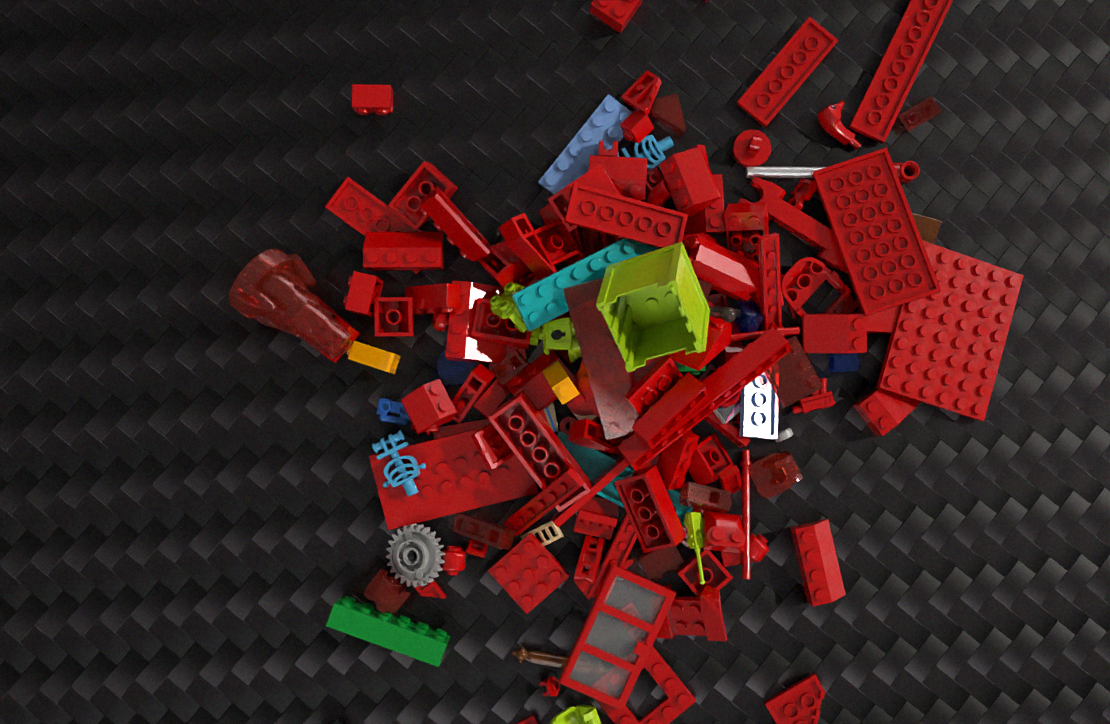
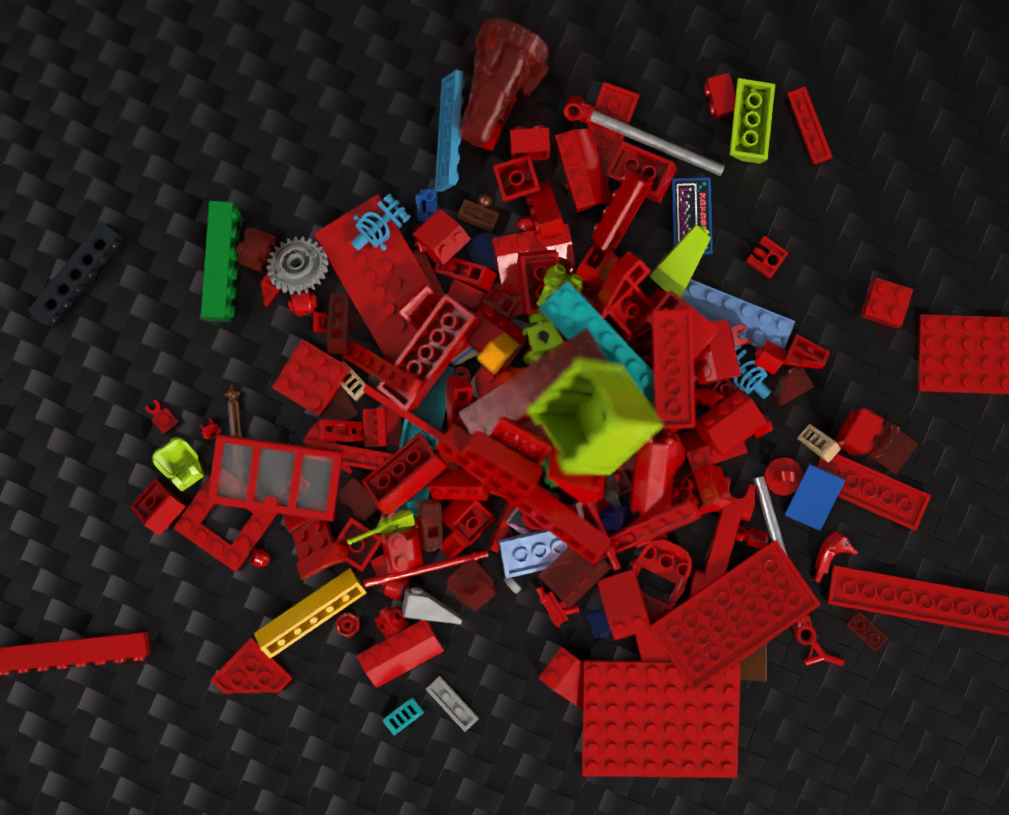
camera: 80 degrees right, 0 degrees up
(327, 369) = (448, 136): none -> dark azure plate
(350, 231) = (587, 113): none -> flat silver piece
(373, 357) = (473, 171): light orange slope -> none
(405, 75) = (752, 120): none -> lime slope
(416, 364) = (479, 214): none -> copper plate
(425, 25) = (809, 125): none -> red plate
(479, 161) = (691, 207): none -> tile
(522, 185) = (680, 263): none -> lime slope
(547, 107) = (774, 251): none -> red brick
(566, 552) = (340, 407): none -> clear red piece
(690, 673) = (260, 558): none -> red plate
(733, 63) = (859, 431): none -> red brick
(741, 100) = (827, 451): none -> tan slope
(753, 40) = (892, 447): none -> clear red hinge
(757, 640) = (309, 613): none -> yellow brick
(780, 124) = (814, 496): none -> blue tile
(782, 609) = (344, 630): none -> red plate
(783, 525) = (423, 606): none -> light grey slope
(787, 562) = (391, 621): none -> red brick
(868, 564) = (415, 705): none -> teal slope
(880, 525) = (452, 703): none -> light grey tile
(931, 162) = (821, 656): none -> red piece

